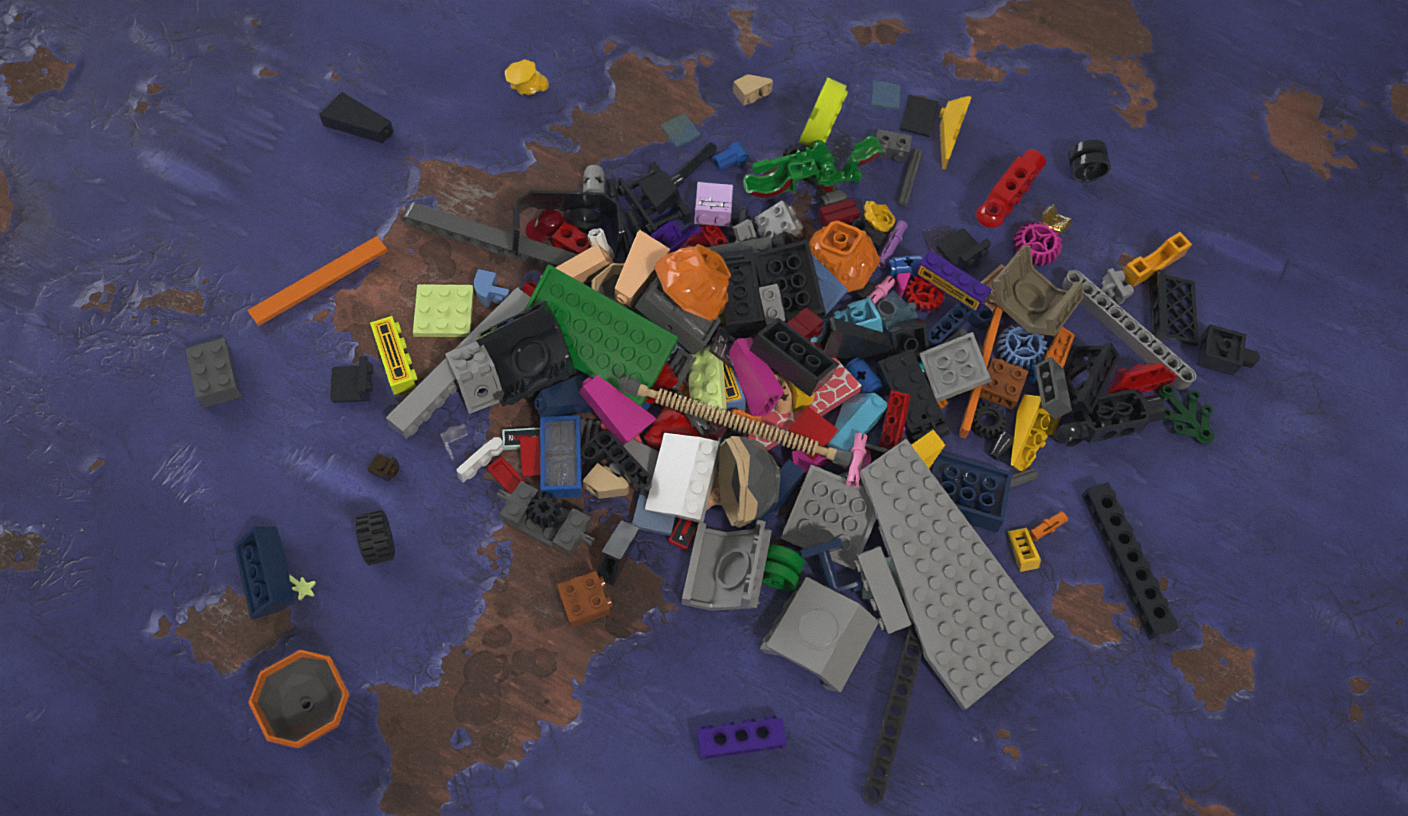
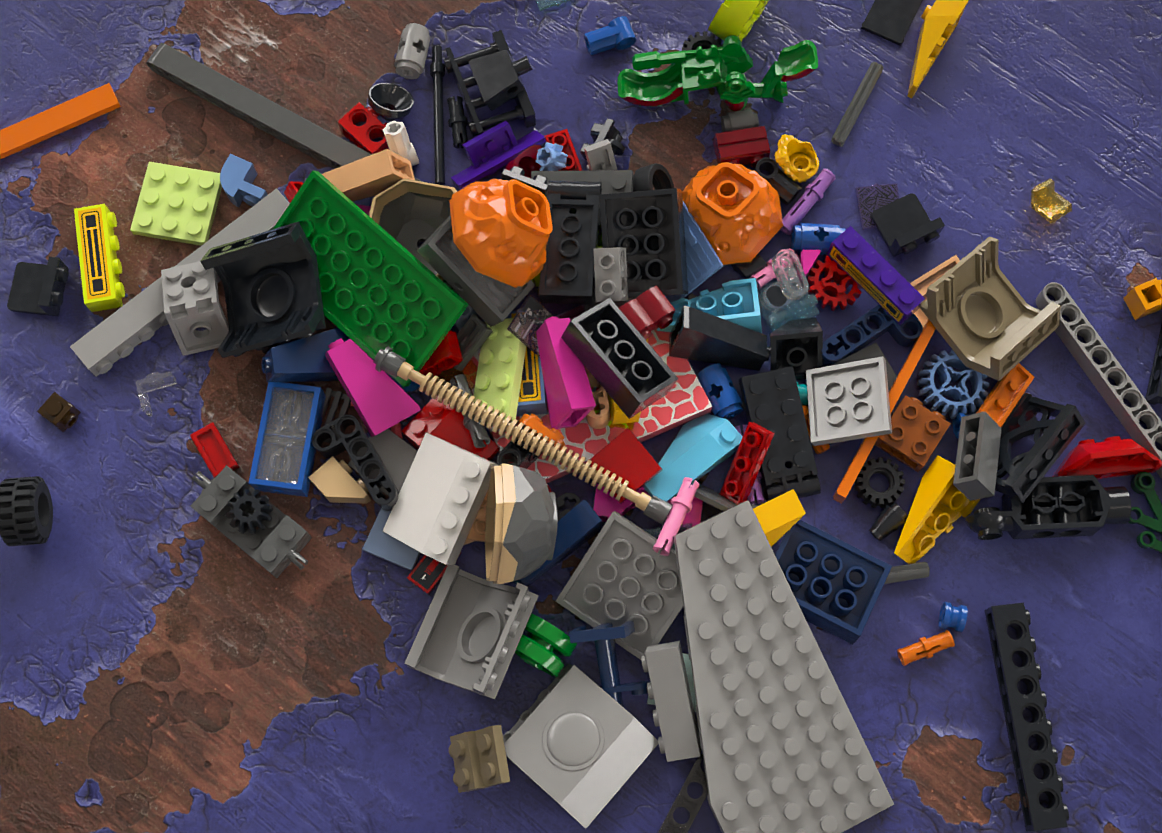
camera: 15 degrees right, 10 degrees up
(480, 458) = (185, 421): white hinge -> none
(512, 437) = (241, 402): tile -> none
(530, 456) = (247, 429): red tile -> none
(544, 225) = (336, 100): dark red piece -> none
(568, 201) = (356, 71): black piece -> none
(584, 599) = (278, 640): dark orange brick -> none
(617, 552) = (334, 582): black slope -> none
(639, 268) = (430, 198): light nougat slope -> none
(697, 160) = (559, 37): black axle -> none
(709, 238) = (551, 157): none -> light blue gear
(713, 204) = (569, 106): lavender brick -> none
(752, 656) = (479, 759): none -> dark tan plate
(779, 219) = (656, 143): light grey bracket -> none
(893, 291) = (791, 275): none -> clear plate
(894, 145) = (842, 53): flat silver brick -> none
(1010, 189) = (993, 146): red brick -> none
(1026, 561) = (887, 696): yellow slope -> none
(1038, 238) = (1018, 224): dark pink gear -> none
(1061, 501) = (953, 616): none -> blue wheel
(1089, 160) = (1120, 119): black wheel -> none
(1114, 287) = (1108, 317): light grey hips -> none

